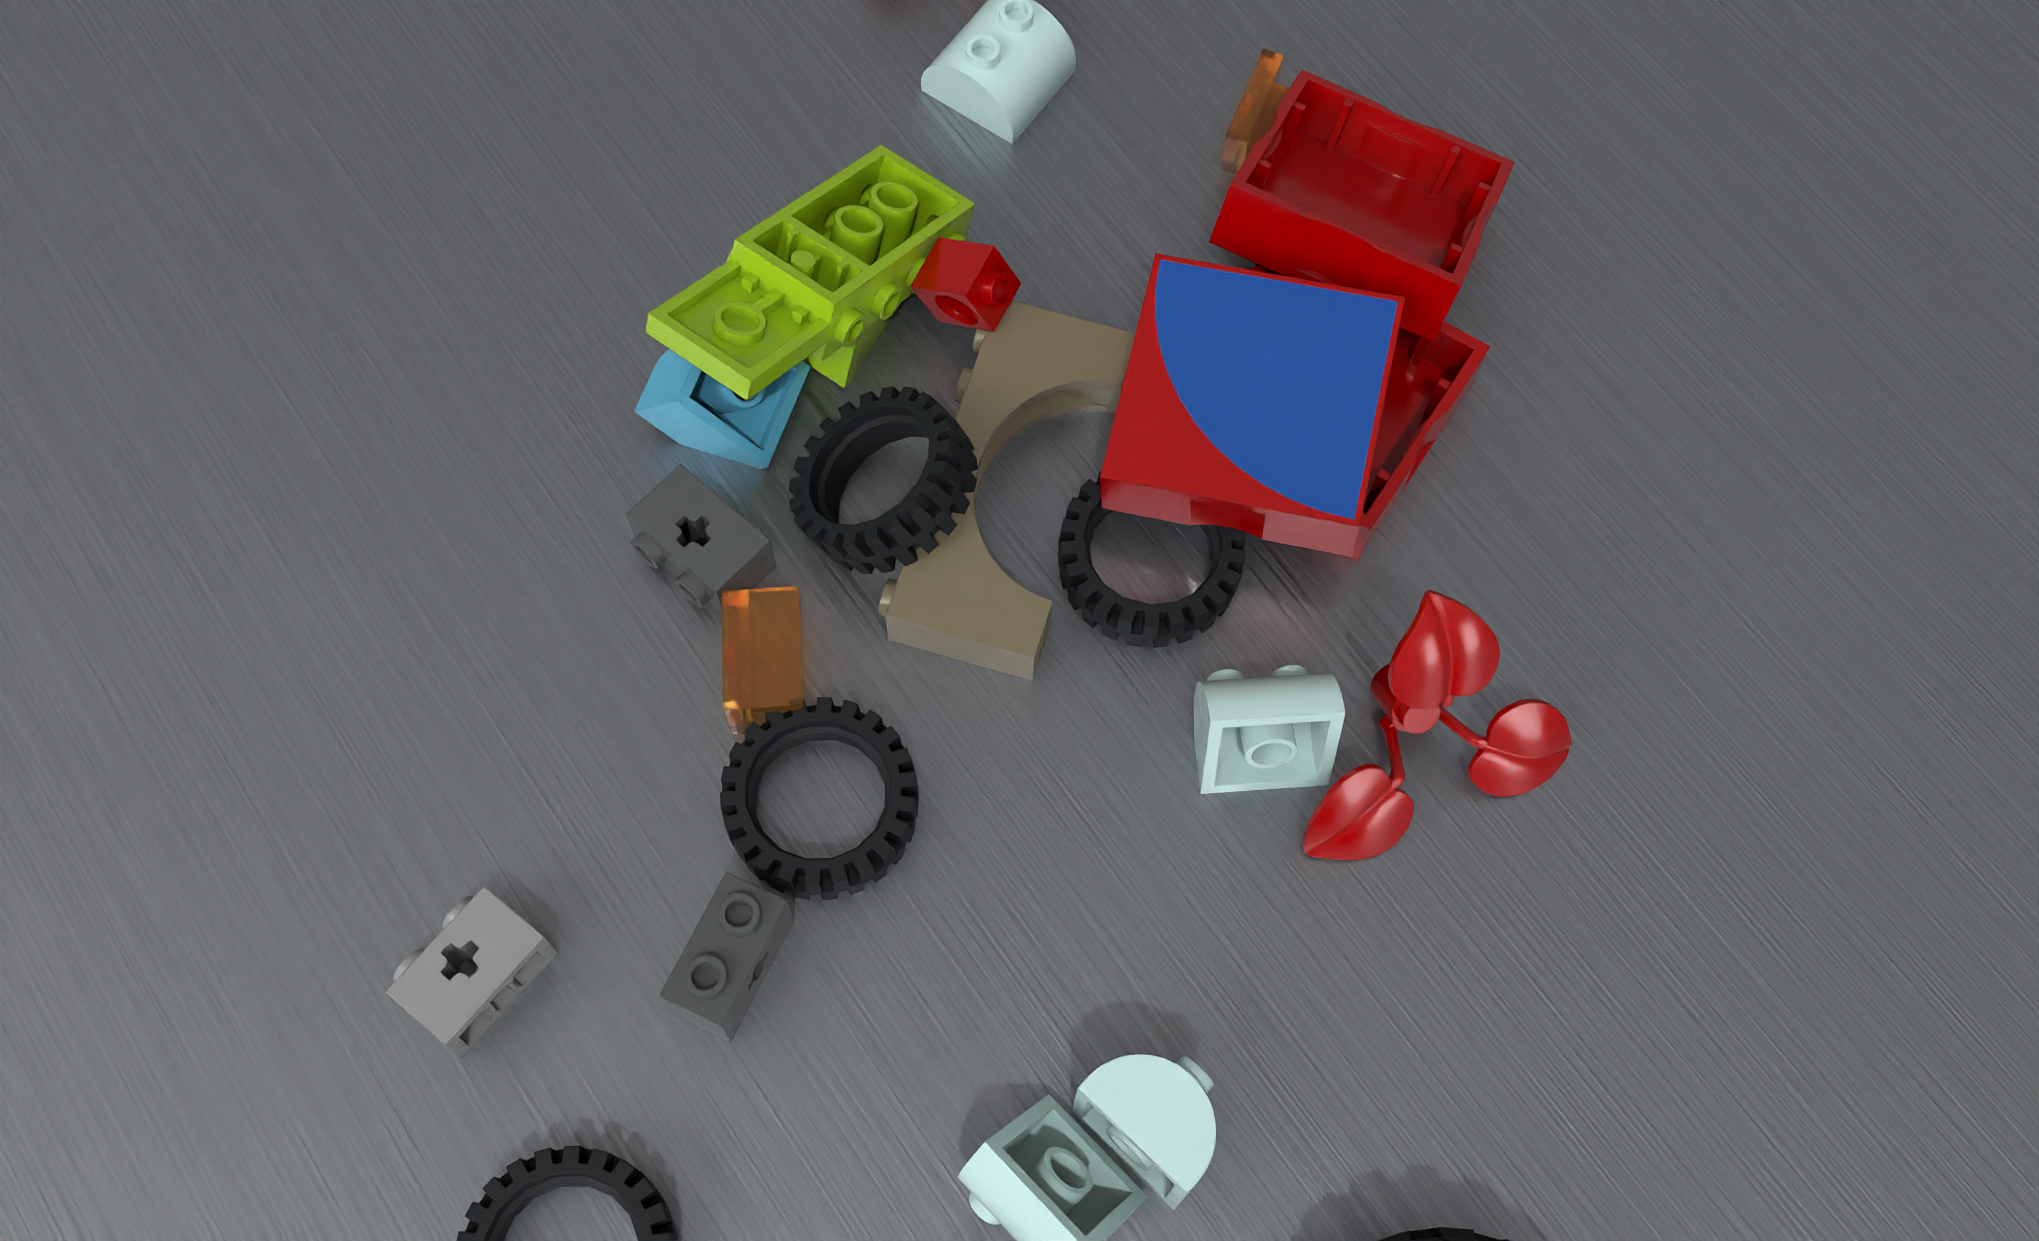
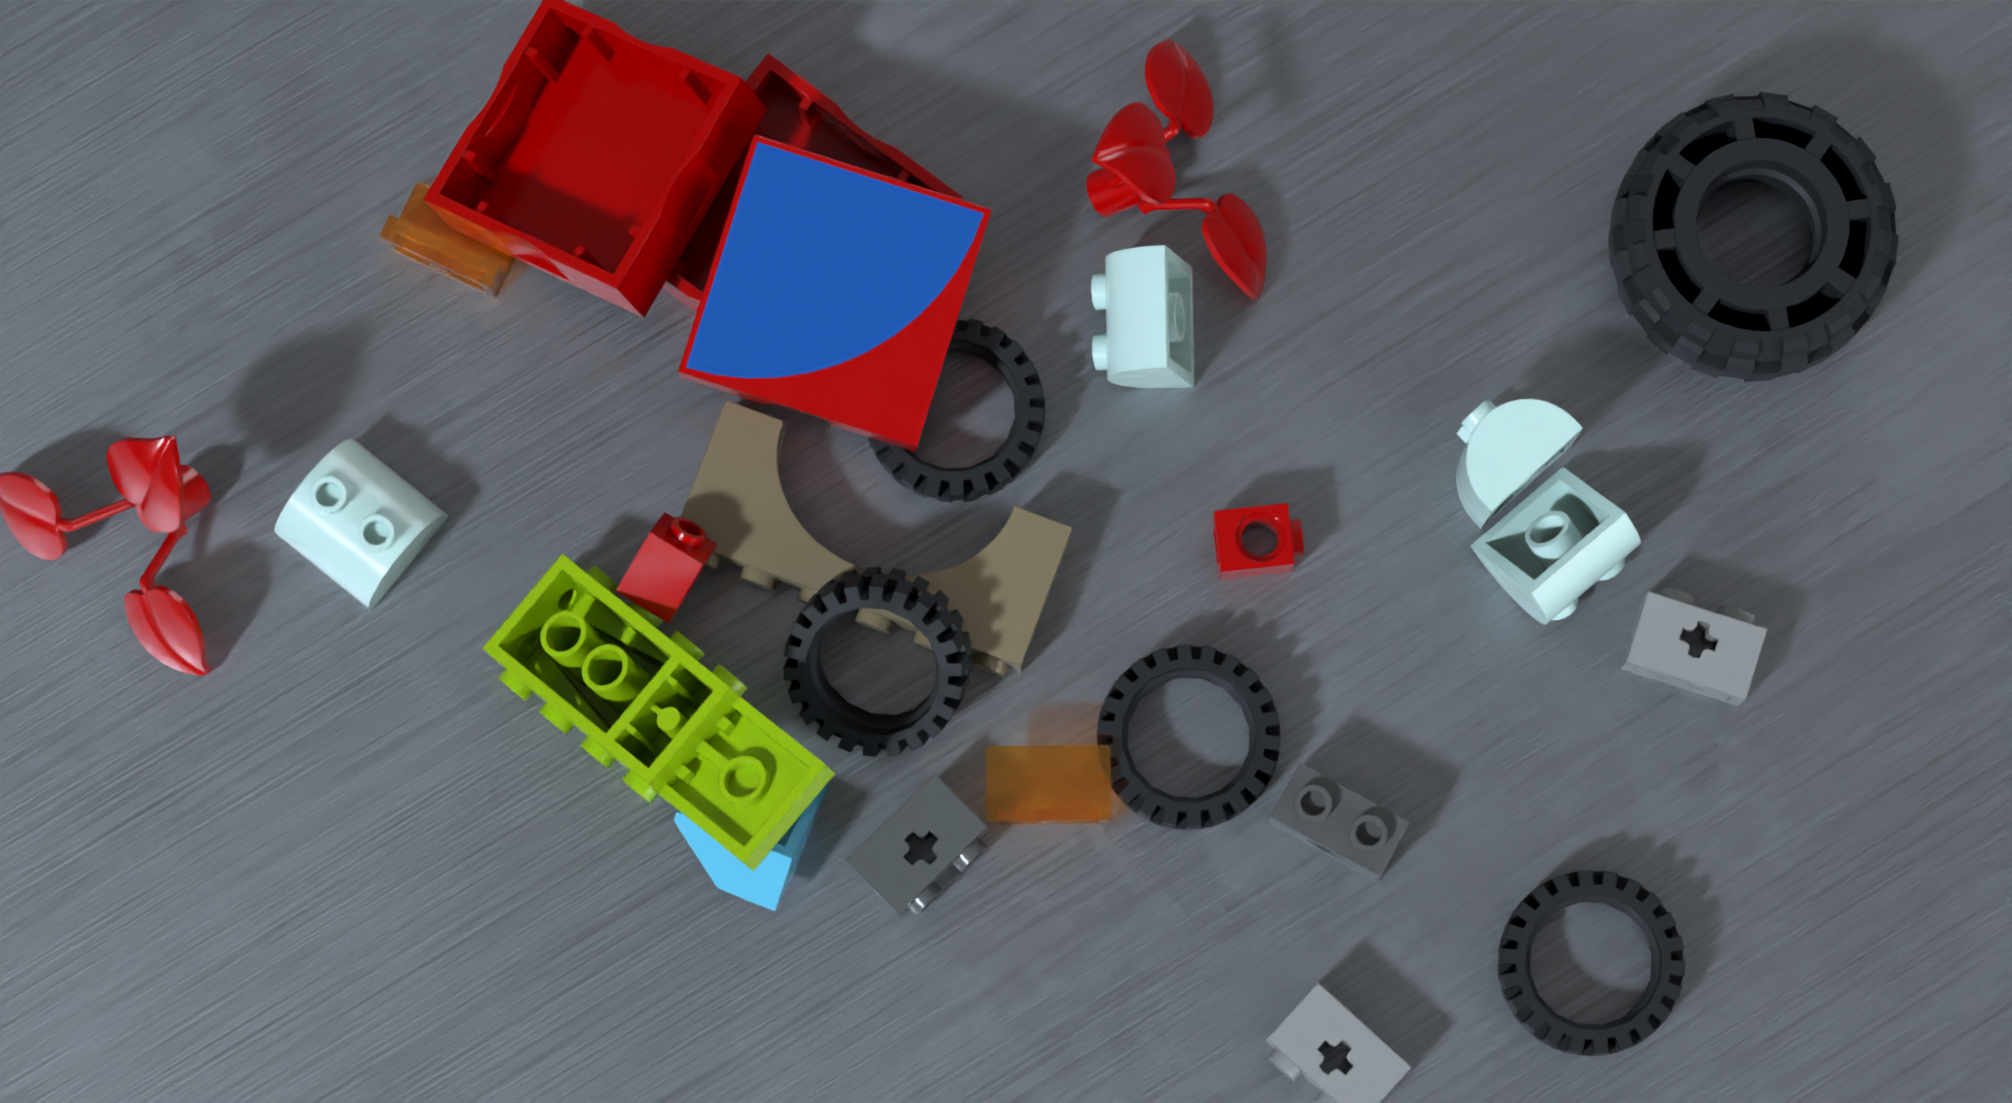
camera: 80 degrees left, 15 degrees up
(1043, 827) = (1236, 561): none -> red brick

